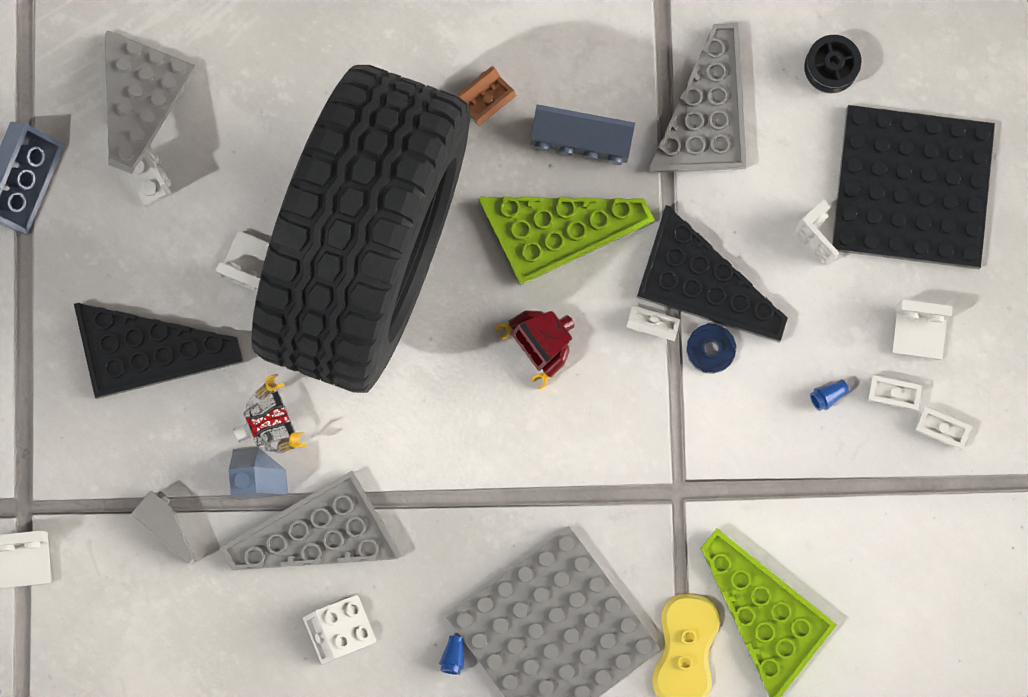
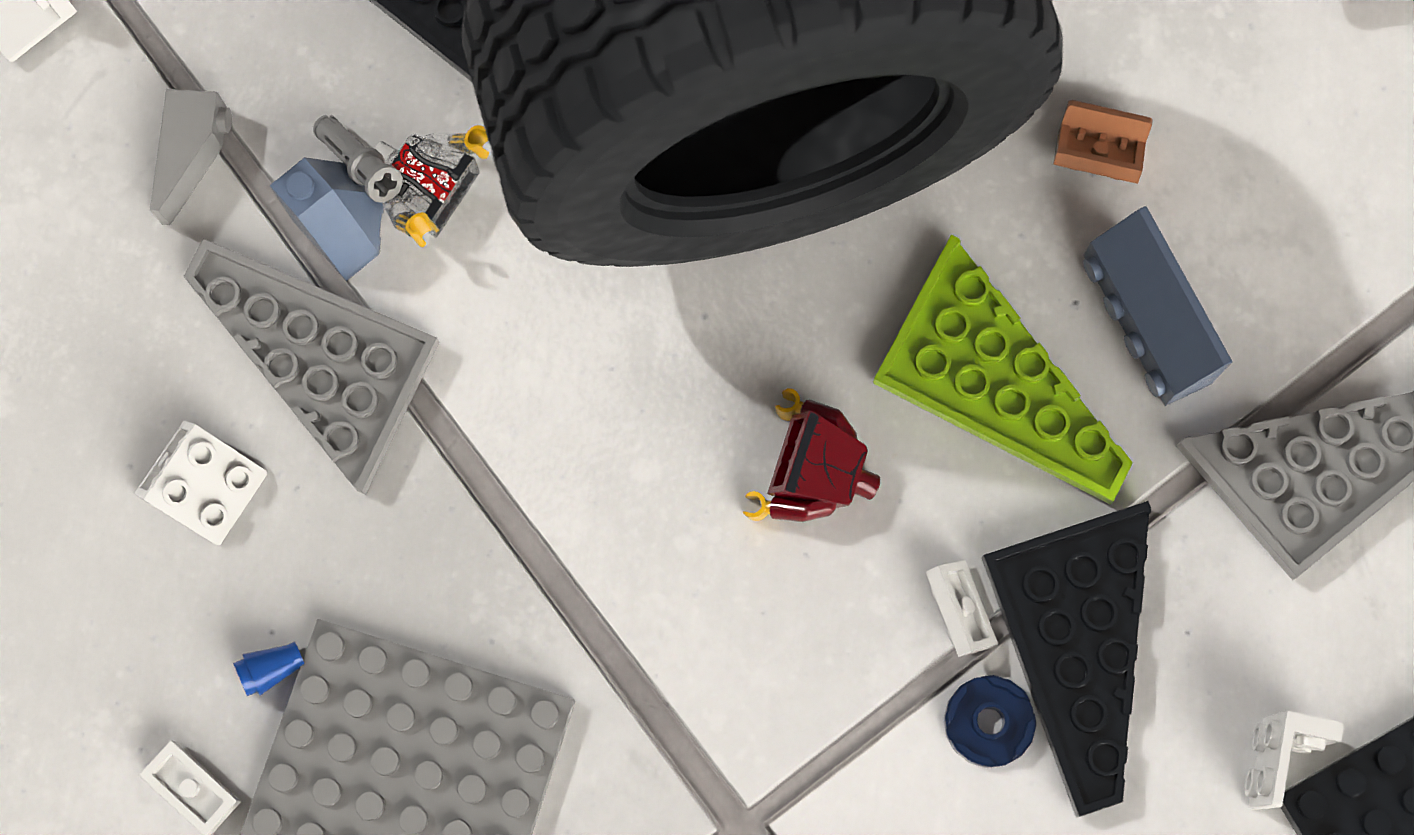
camera: 60 degrees right, 5 degrees down
(244, 445) = (364, 165): none -> light grey pin

